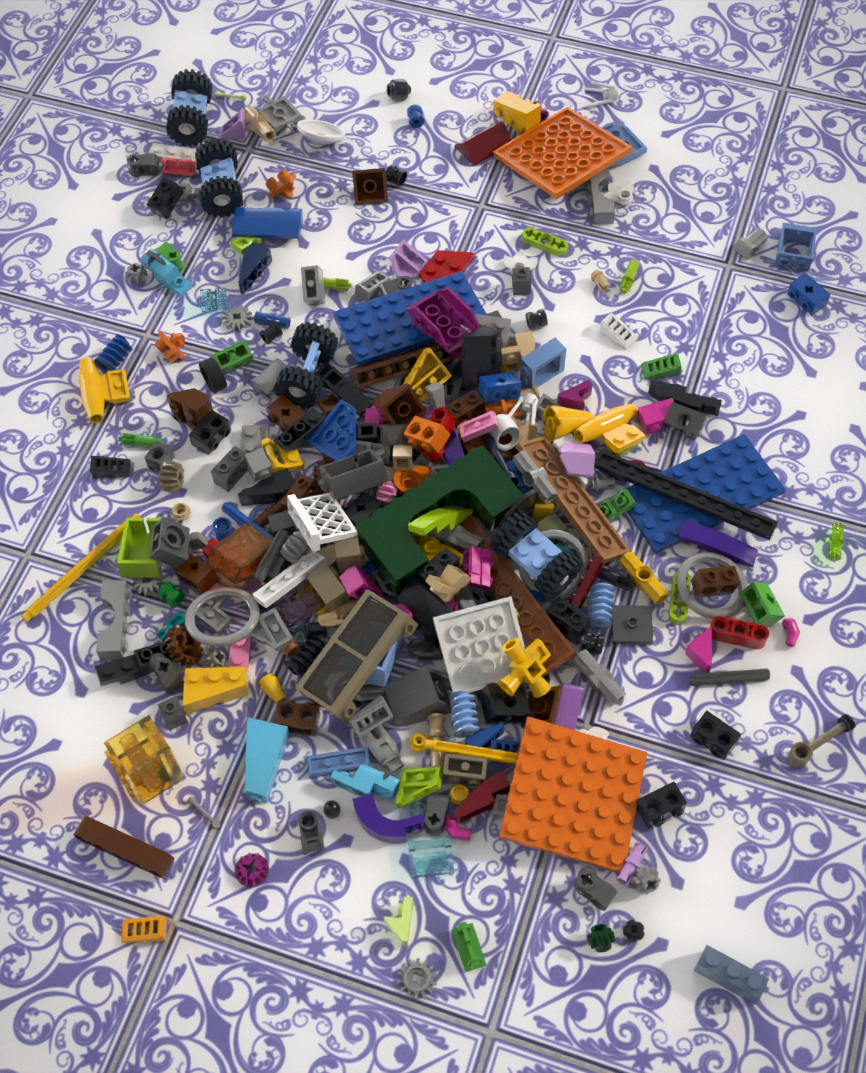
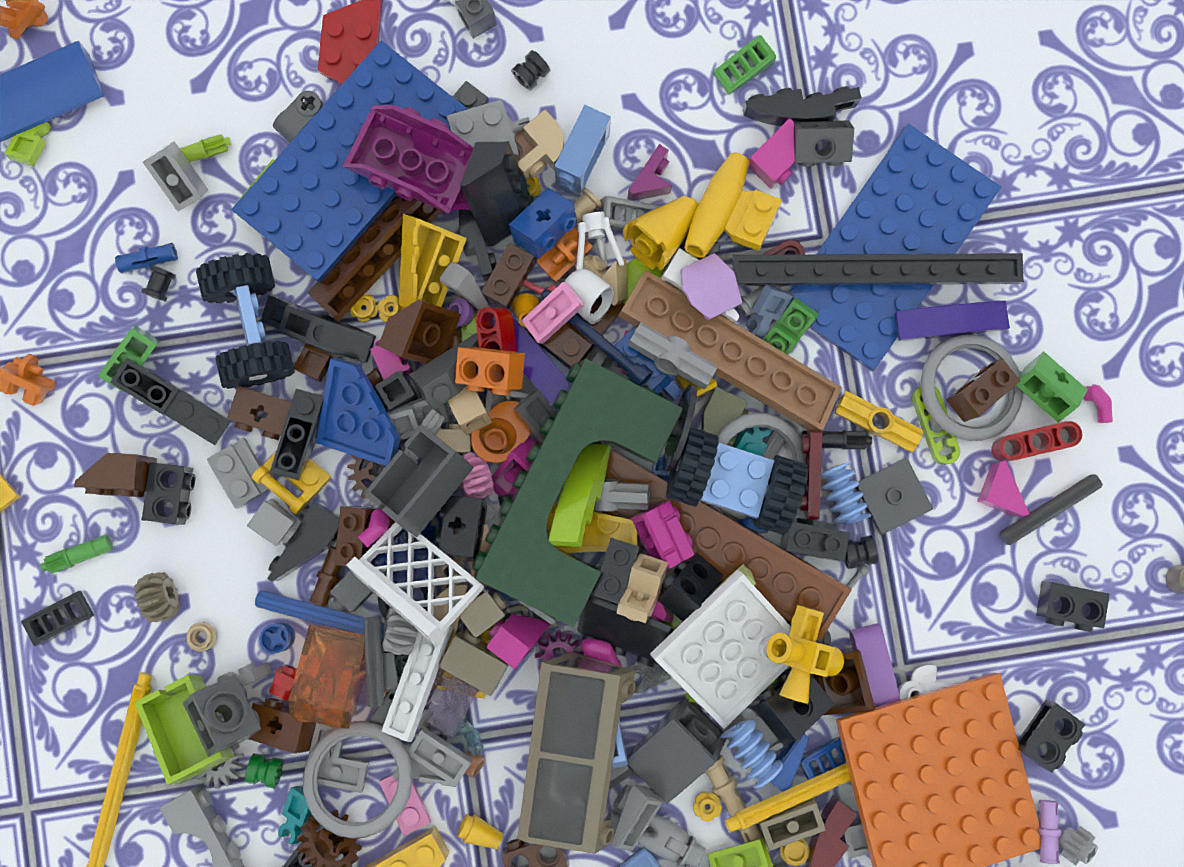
camera: 30 degrees left, 25 degrees up
(161, 451) = (110, 561): dark grey brick -> none
(212, 375) = (116, 403): black tyre -> none
(212, 658) = (379, 842): light grey gear -> none
(213, 299) = (32, 277): clear light blue wheel -> none
(229, 318) = (96, 289): light grey gear -> none
(230, 469) = (232, 538): dark grey brick -> none
(241, 386) = (170, 401): none -> black slope
(254, 262) = (60, 170): dark blue slope -> none
(267, 379) = (201, 364): light grey hinge -> none
(305, 656) = (501, 769): black piece -> none
(315, 628) = (488, 719): black bush -> none
(317, 489) = (377, 527): none -> dark pink arm
(338, 615) = (513, 691): tan piece -> none
(369, 287) = (257, 142): light grey slope -> none
(374, 388) = (371, 311): none -> yellow plate
(407, 261) = (289, 58): lavender slope -> none
(598, 677) = (891, 600): light grey piece -> none
(609, 486) = (769, 306): none -> sand blue plate
(610, 323) = (650, 20): white slope -> none
(836, 541) = (1100, 236): clear neon green pin -> none

